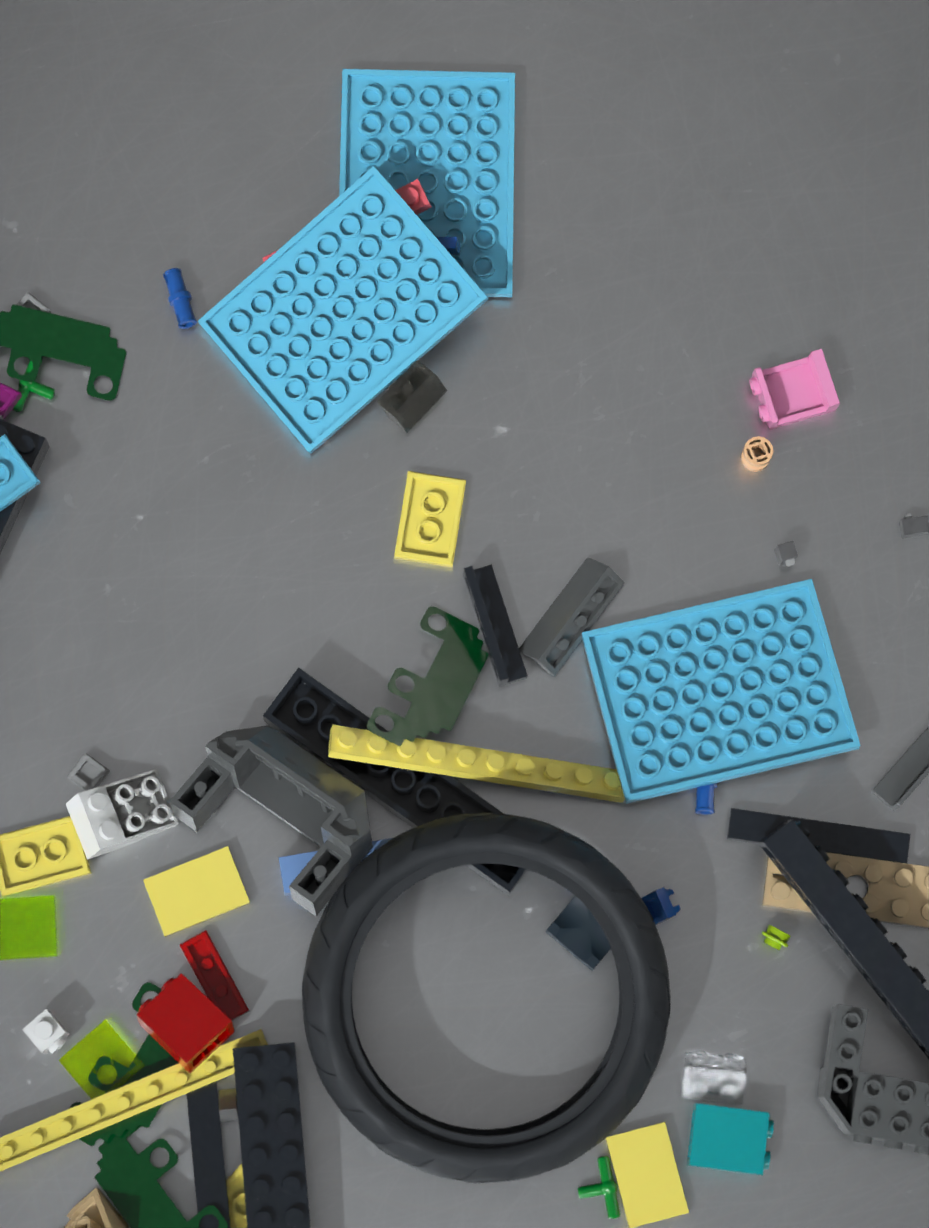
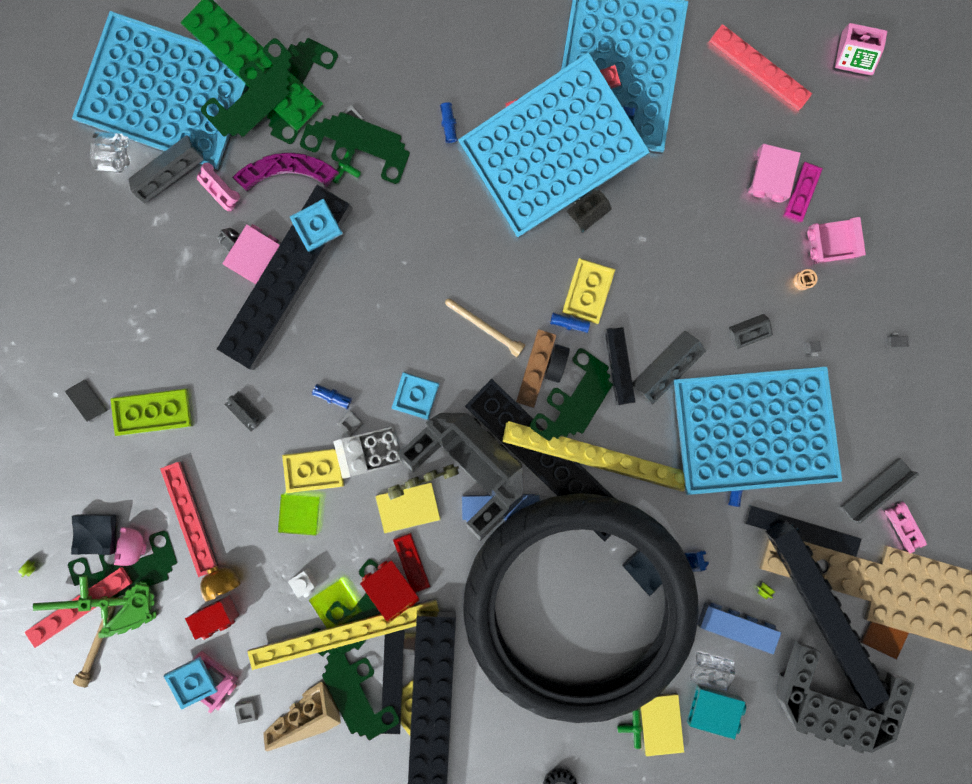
camera: 15 degrees right, 10 degrees up
(54, 735) = (332, 396): none -> blue pin
(184, 716) = (415, 395): none -> medium azure tile
(224, 830) = (397, 491): none -> olive plant
(328, 618) = (514, 346): none -> tan piece
(366, 647) = (536, 368): none -> medium nougat plate
(396, 632) = (557, 363): none -> black tyre
(408, 569) = (570, 322): none -> blue pin
(639, 153) = (760, 67): none -> coral plate
(684, 303) = (774, 173): none -> bright pink panel
(689, 543) = (751, 331): none -> dark grey slope
(733, 325) = (802, 192): none -> dark pink tile
(743, 1001) = (739, 628): none -> medium blue brick
(782, 106) = (860, 48): none -> slope

